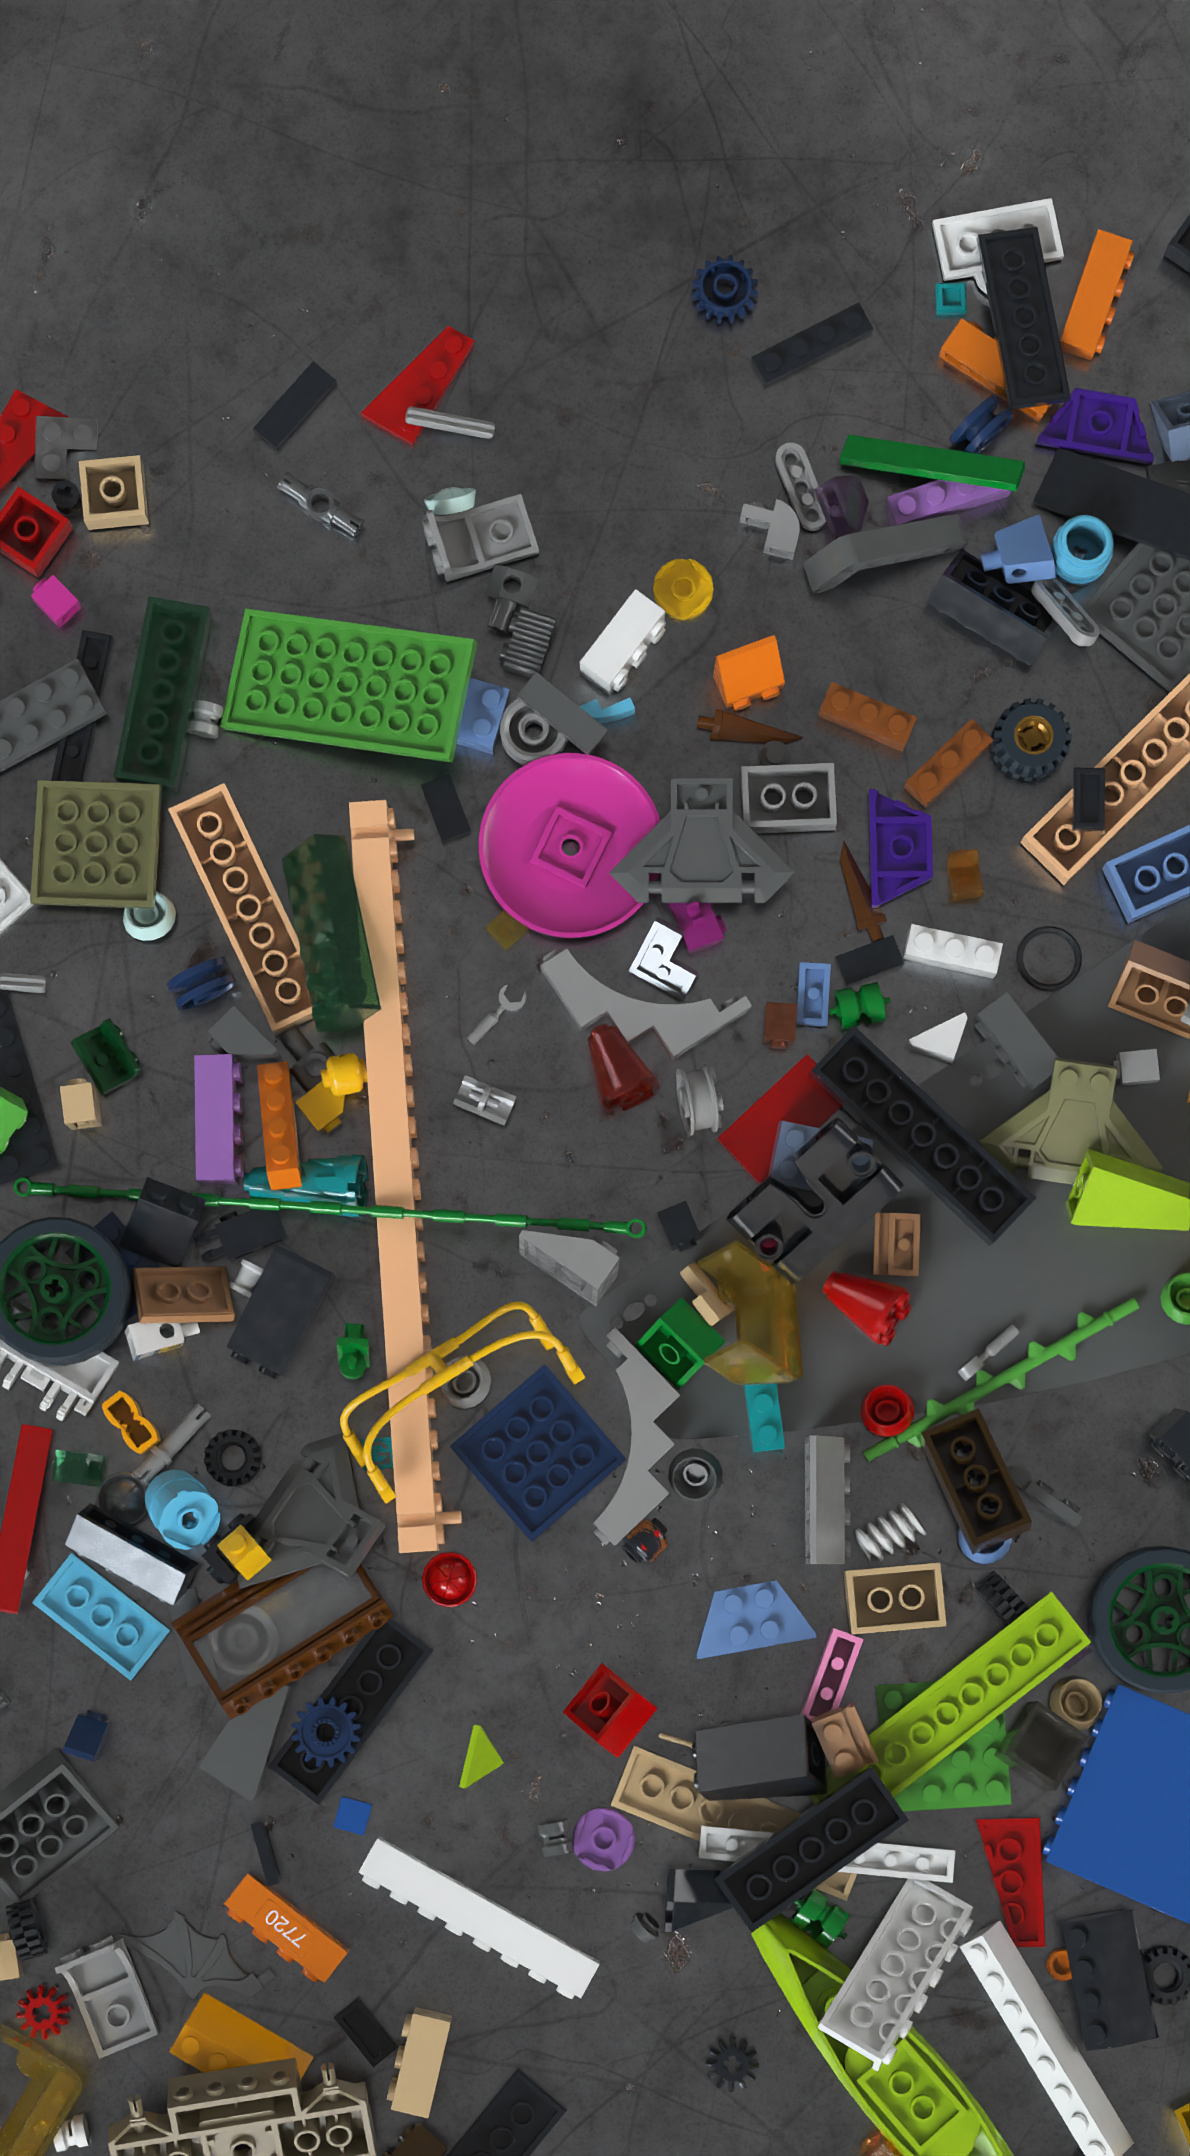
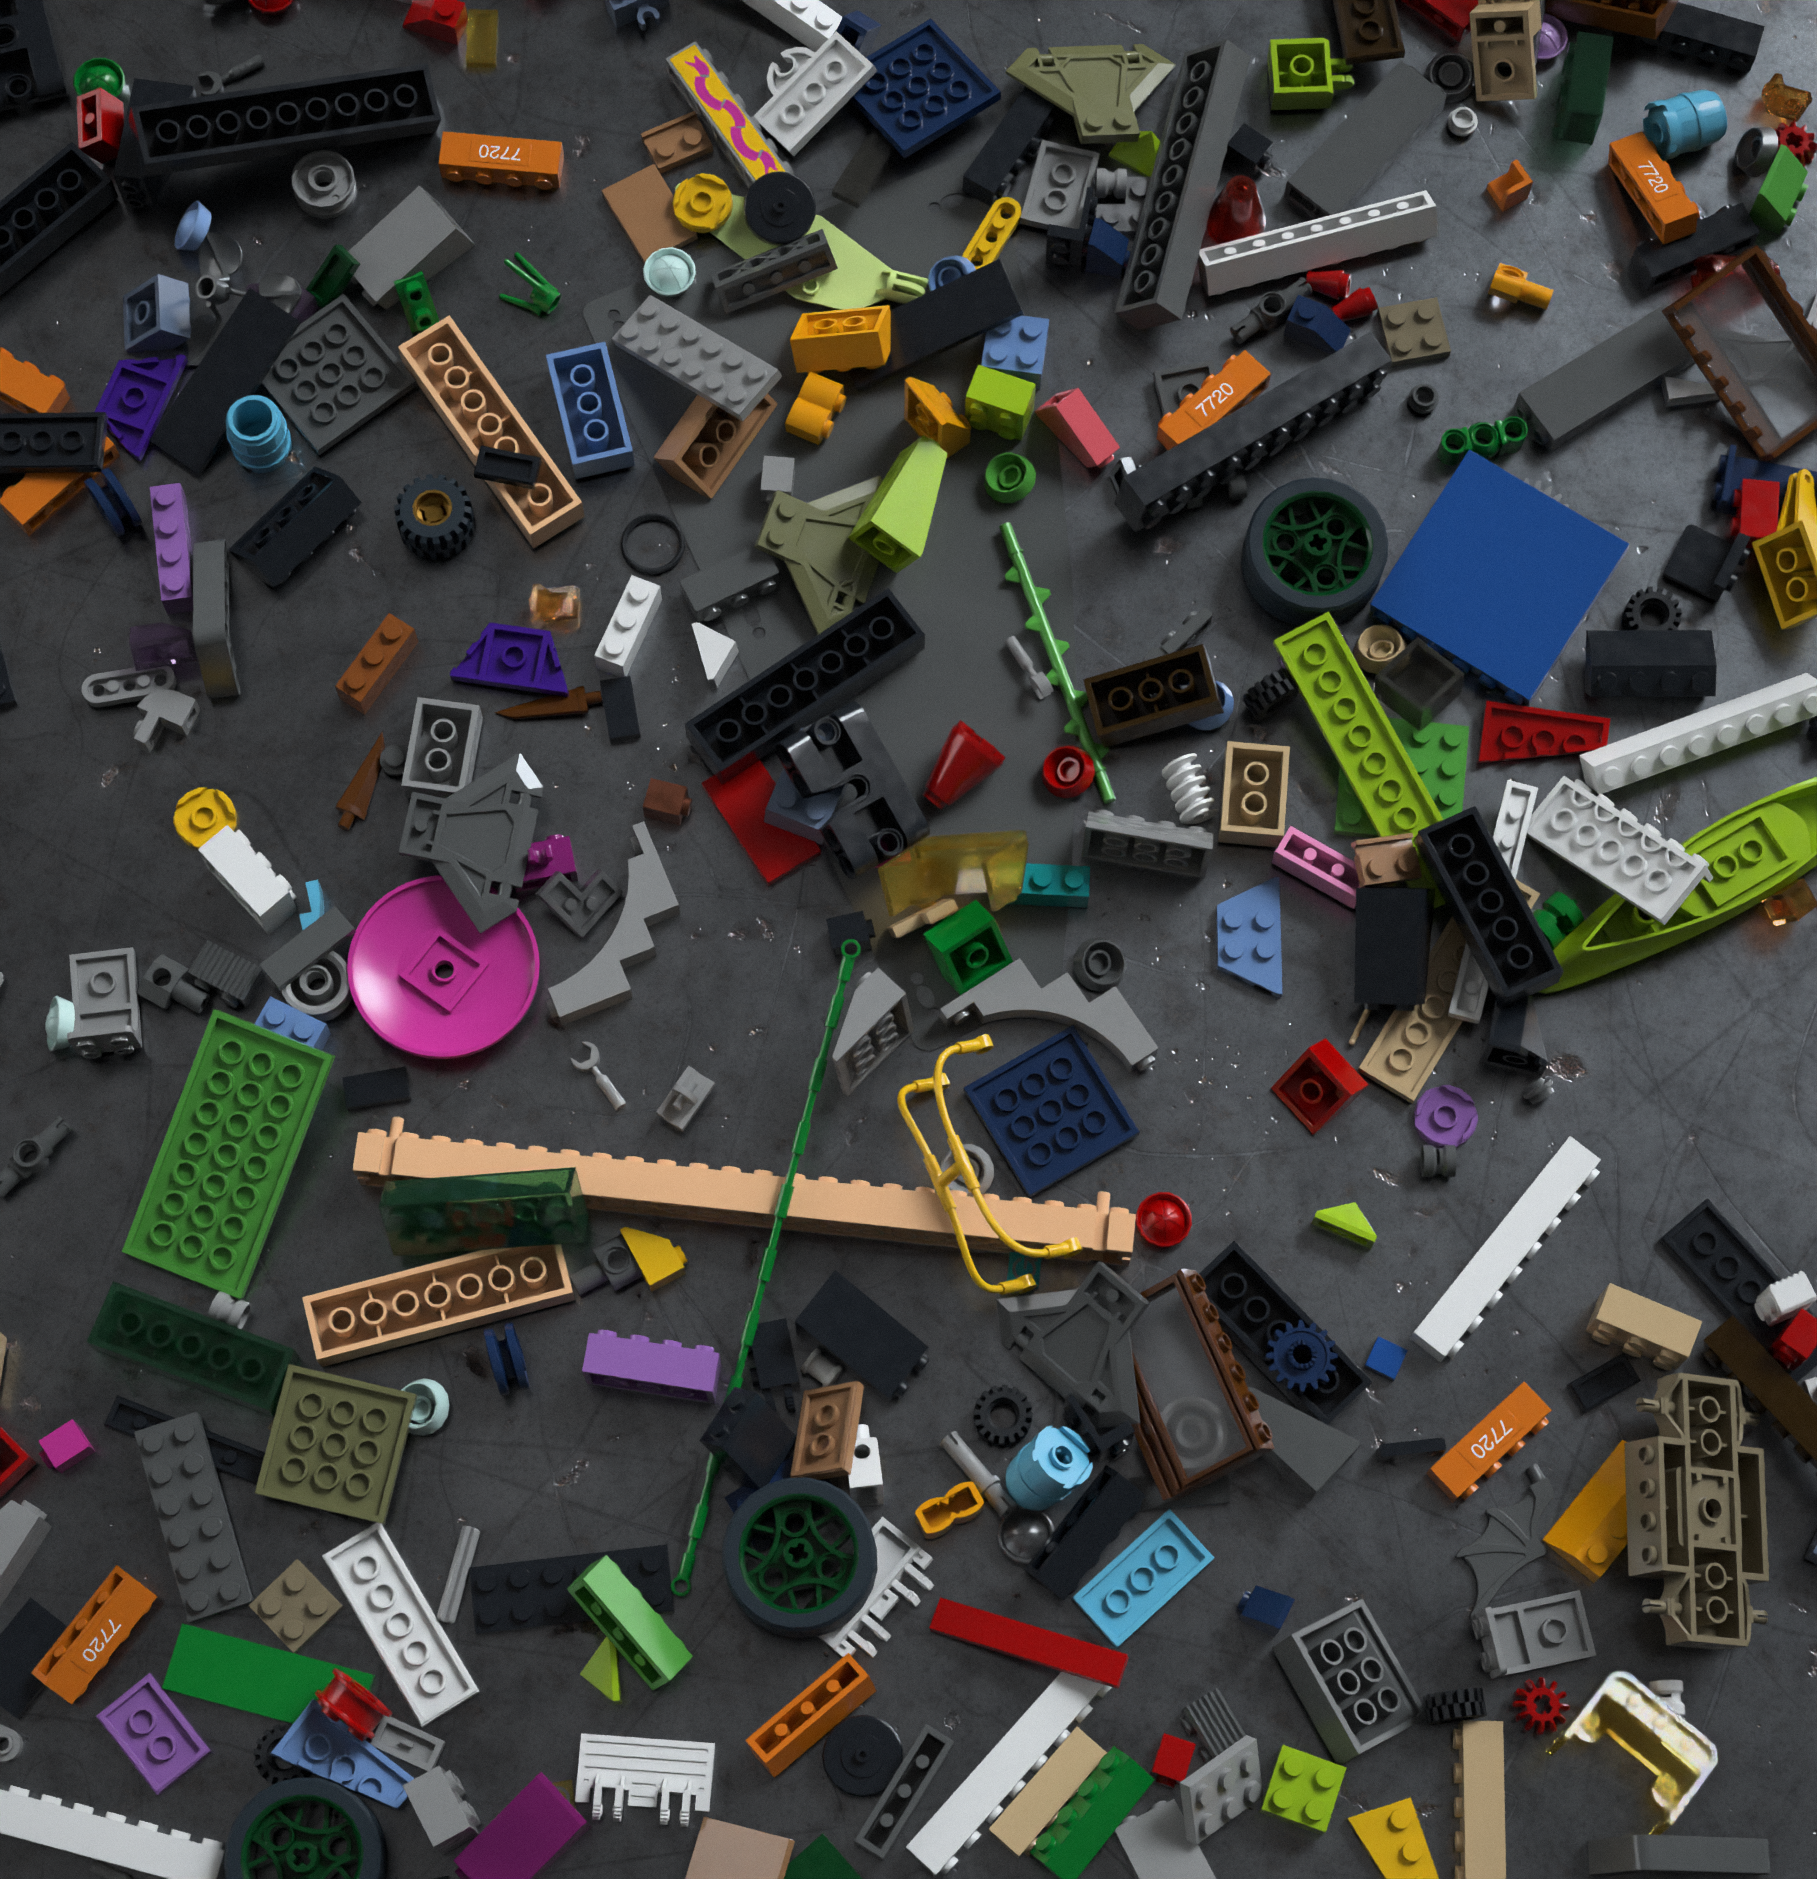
camera: 80 degrees left, 10 degrees down
(77, 1468) = (986, 1575): clear green brick -> none
(81, 1104) = (607, 1505): tan brick -> none
(106, 1056) = (561, 1473): dark green bracket -> none
(239, 1037) = (570, 1326): dark grey slope -> none
(244, 1552) = (1105, 1408): yellow brick -> none
(279, 1125) = (671, 1302): orange brick -> none
(322, 1180) = (734, 1284): teal cone -> none
(344, 1074) = (632, 1225): yellow head -> none
(353, 1351) = (917, 1270): green hips -> none
(506, 930) = (514, 1050): clear yellow tile -> none
(618, 1070) = (680, 962): clear red cone -> none
(645, 1541) = (1159, 1020): black head -> none
(698, 1100) = (727, 889): light grey wheel -> none
(741, 2057) = (1678, 1041): black gear -> none
(749, 673) = (309, 762): orange slope -> none
(813, 994) = (641, 764): medium blue plate -> none
(861, 1005) = (664, 729): green wheel -> none
(896, 1244) = (908, 731): medium nougat plate -> none
(932, 462) = (137, 552): green tile -> none
(948, 764) = (441, 597): dark orange brick -> none
(1021, 552) = (247, 489): medium blue torso -> none
(1058, 1964) = (1628, 711): orange tile -> none
(1066, 611) = (314, 460): light grey plate -> none

